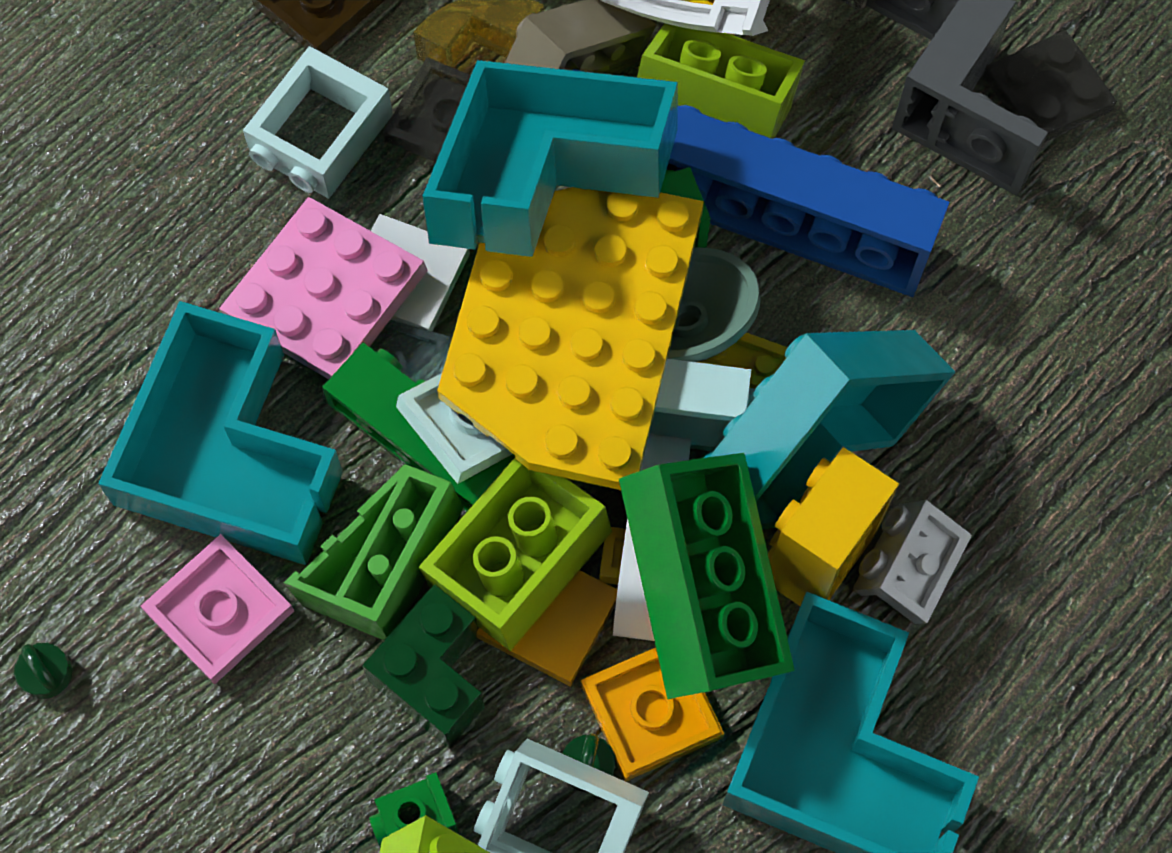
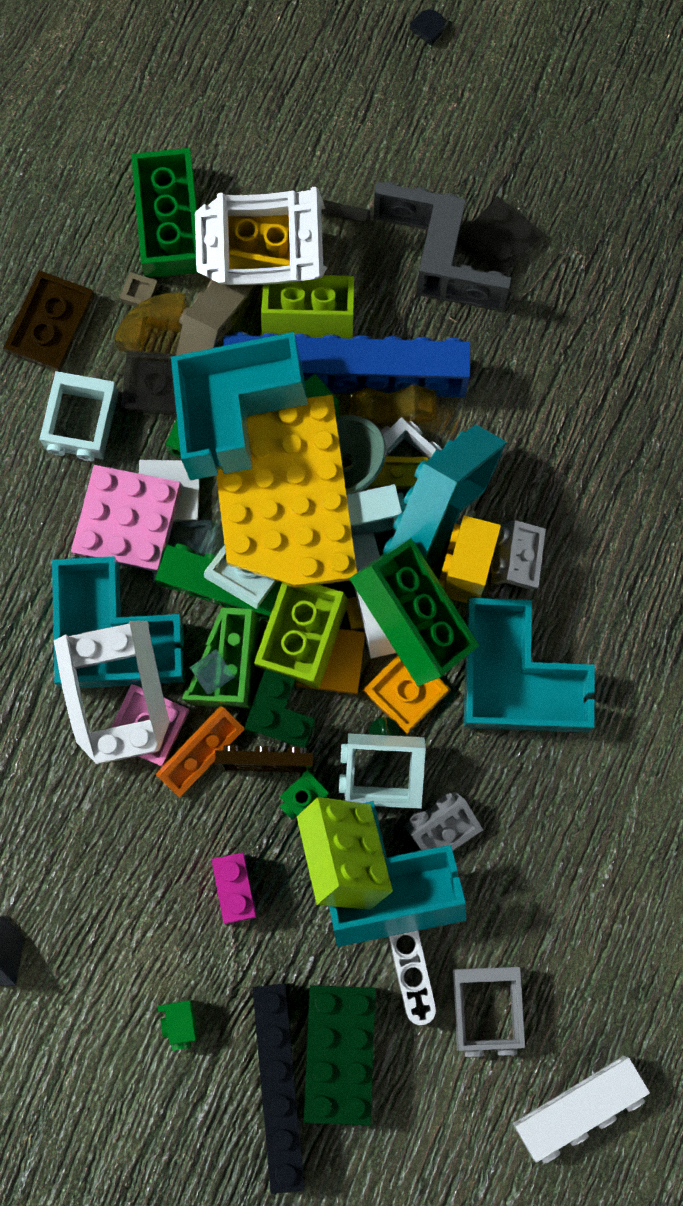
camera: 20 degrees left, 10 degrees up
(42, 670) = (64, 795): dark green tile -> none
(192, 455) = (104, 647): none -> white wedge
(280, 680) = (199, 751): none -> orange plate
(347, 556) = (212, 672): none -> clear light blue tile
(373, 729) = (264, 759): none -> dark brown plate
(786, 310) = (410, 432): none -> white bracket
(811, 276) = (385, 409): none -> clear yellow brick

